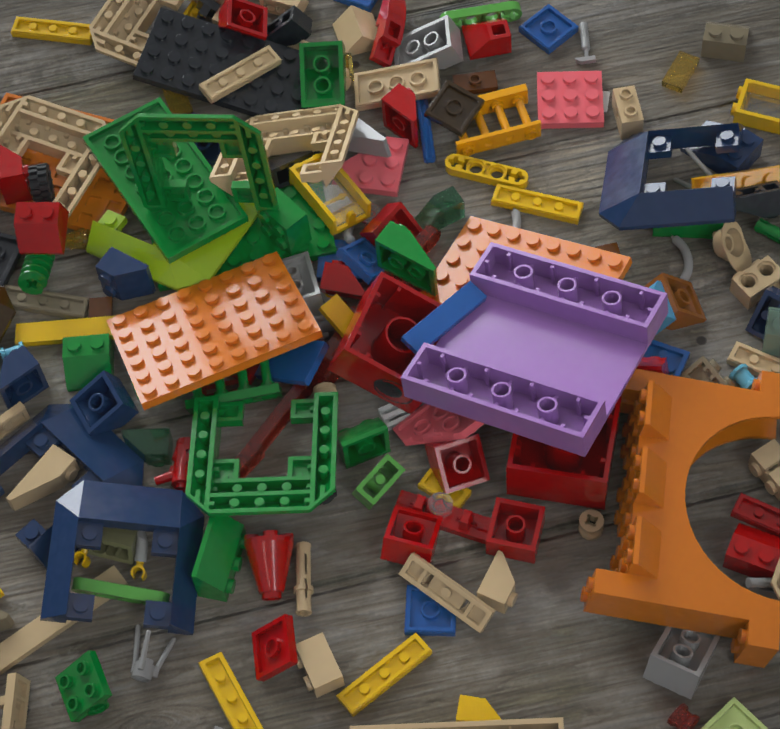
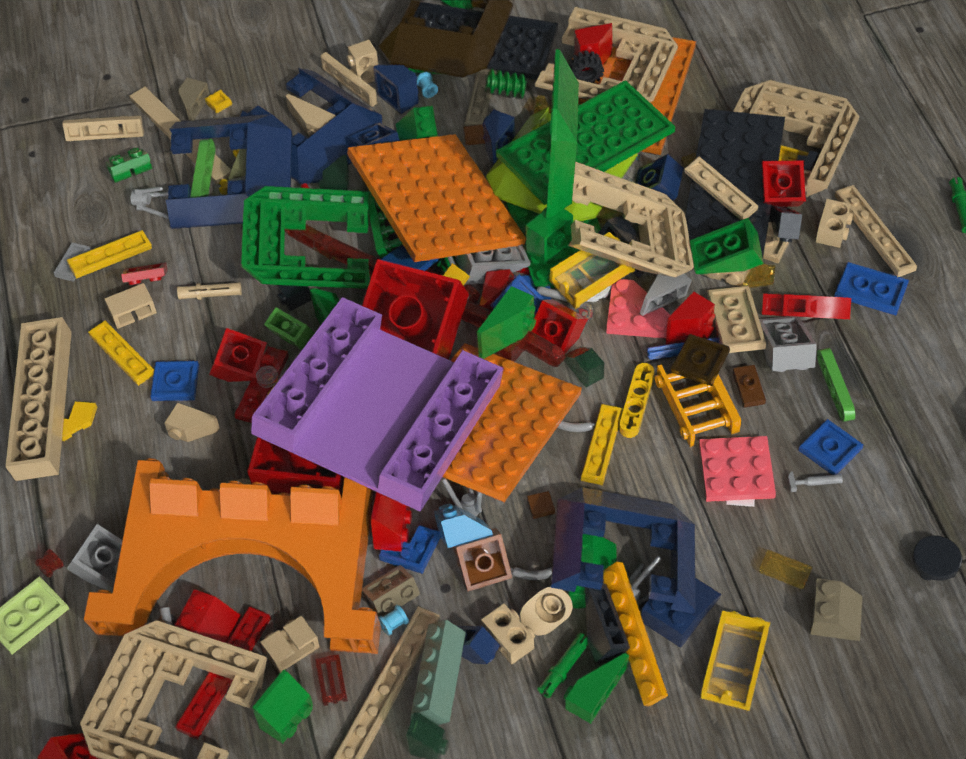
camera: 85 degrees right, 5 degrees down
(41, 227) = (531, 68): red slope -> none
(52, 30) = (776, 59): yellow tile -> none
(54, 331) = (451, 111): yellow tile -> none
(219, 558) = (219, 227): green slope -> none
(270, 561) = (220, 263): red cone -> none
(356, 30) = (803, 282): tan slope -> none
(444, 317) = (420, 338): blue tile -> none
(447, 592) = (193, 369): tan hinge -> none
(487, 38) = (808, 392): red slope -> none
(515, 529) = (232, 431): red brick -> none
(627, 111) = (718, 515): tan brick -> none

